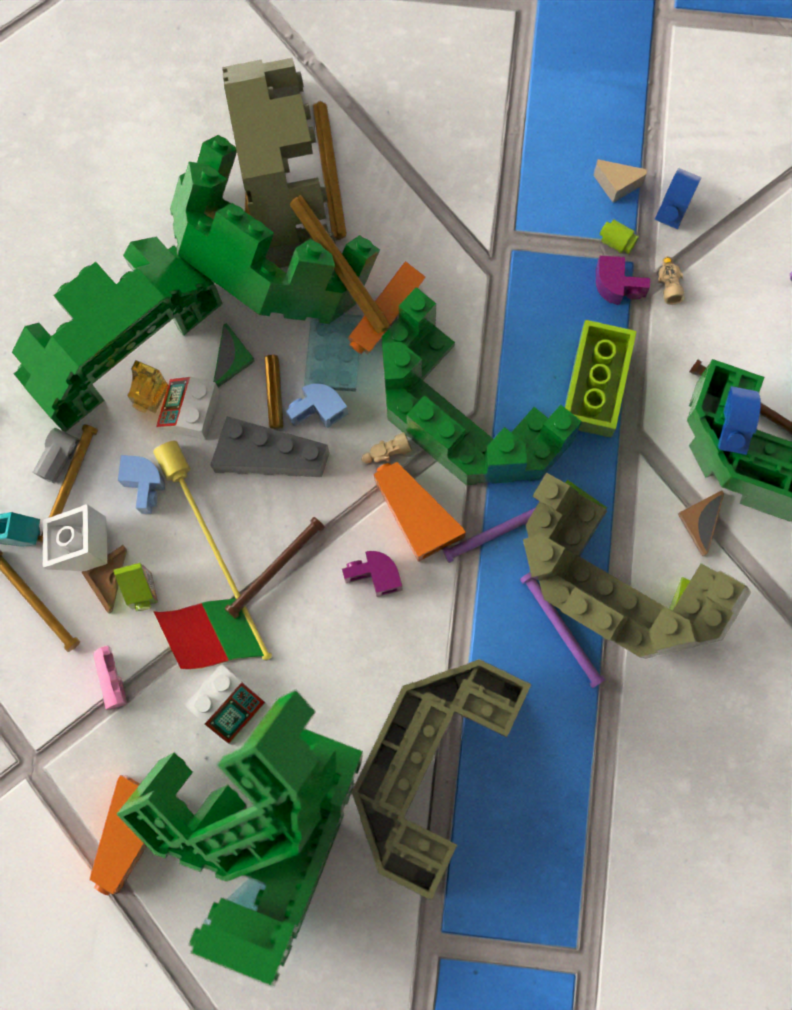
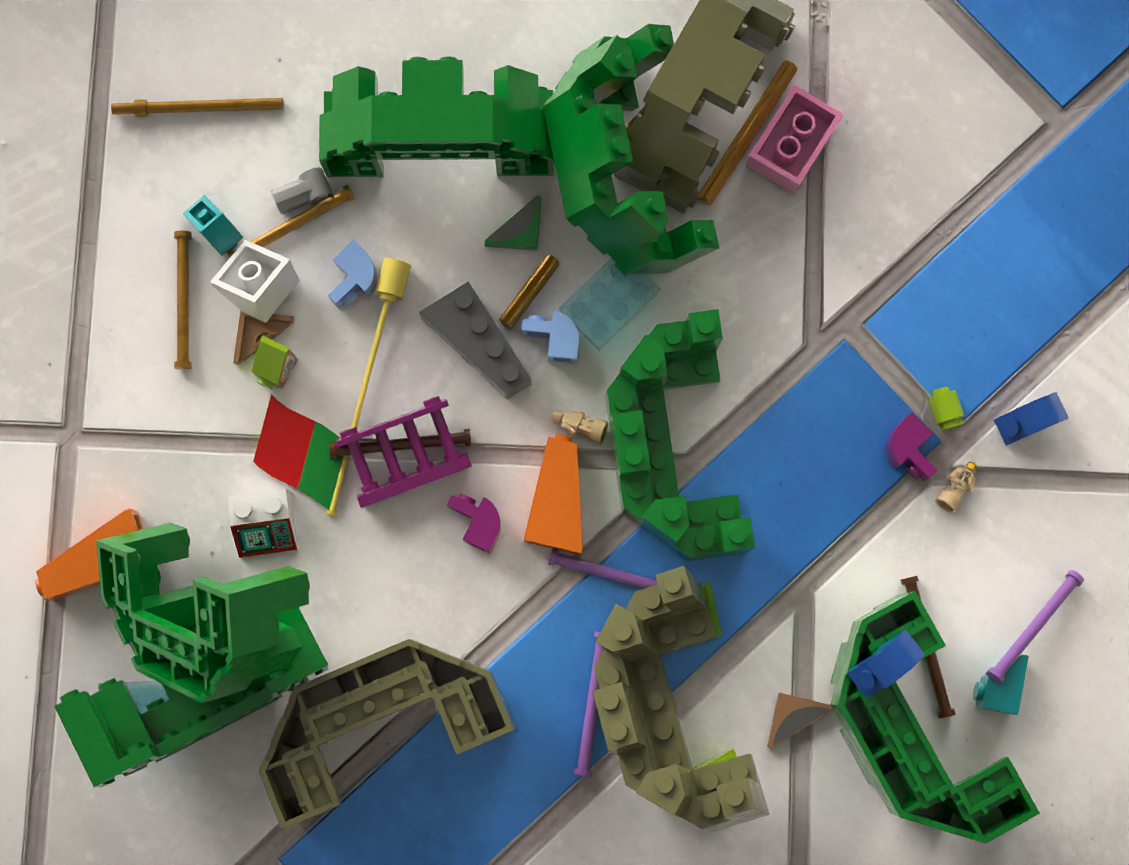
camera: 35 degrees right, 5 degrees up
(110, 682) = (185, 426): bright pink slope -> none
(147, 387) = (423, 198): clear yellow arch -> none
(189, 407) = (446, 244): white slope -> none
(296, 592) = (426, 470): none -> magenta fence
(341, 267) = (671, 233): pearl gold axle -> none
(365, 147) = (794, 139): none -> bright pink brick
(400, 286) = (682, 300): orange slope -> none
(600, 376) = (813, 518): lime brick -> none
(618, 179) = (993, 356): tan slope -> none

